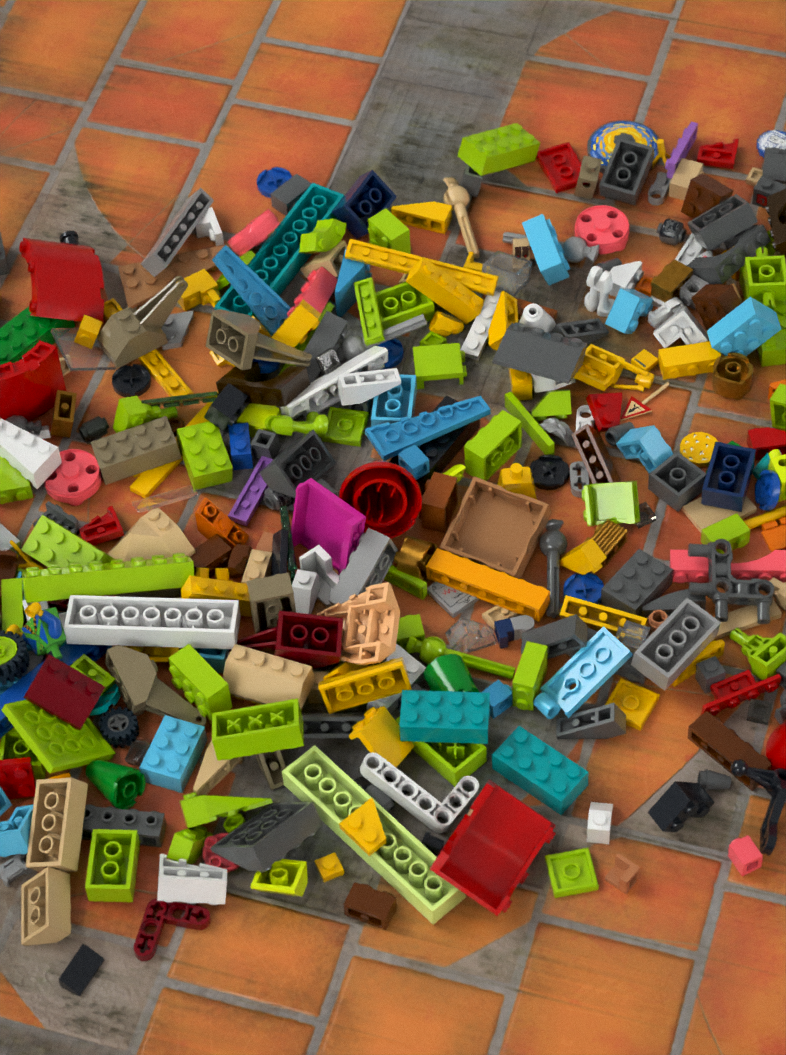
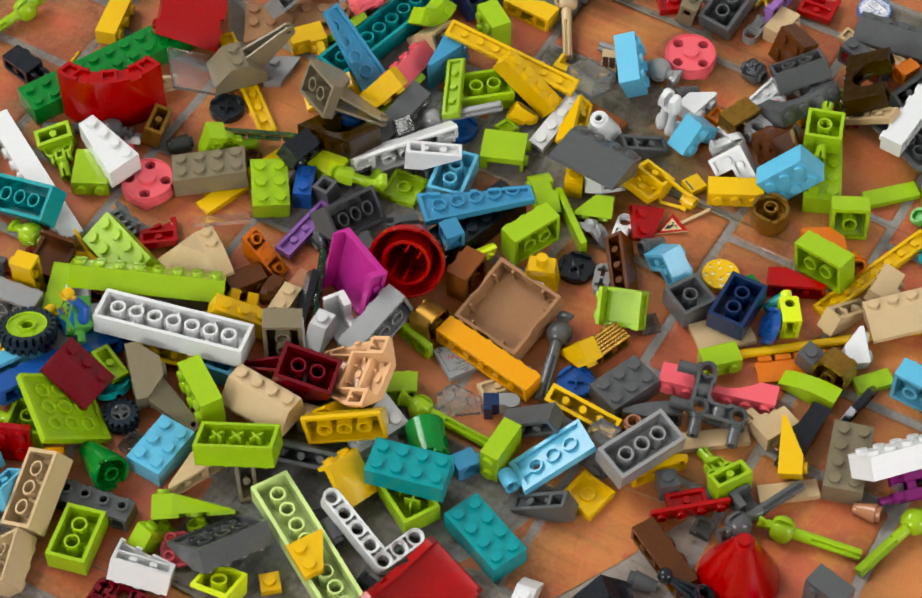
camera: 10 degrees right, 0 degrees up
(88, 331) = (199, 56): yellow brick -> none
(353, 461) = (402, 219): none -> dark grey bar
(494, 398) = (544, 190): none -> lime brick

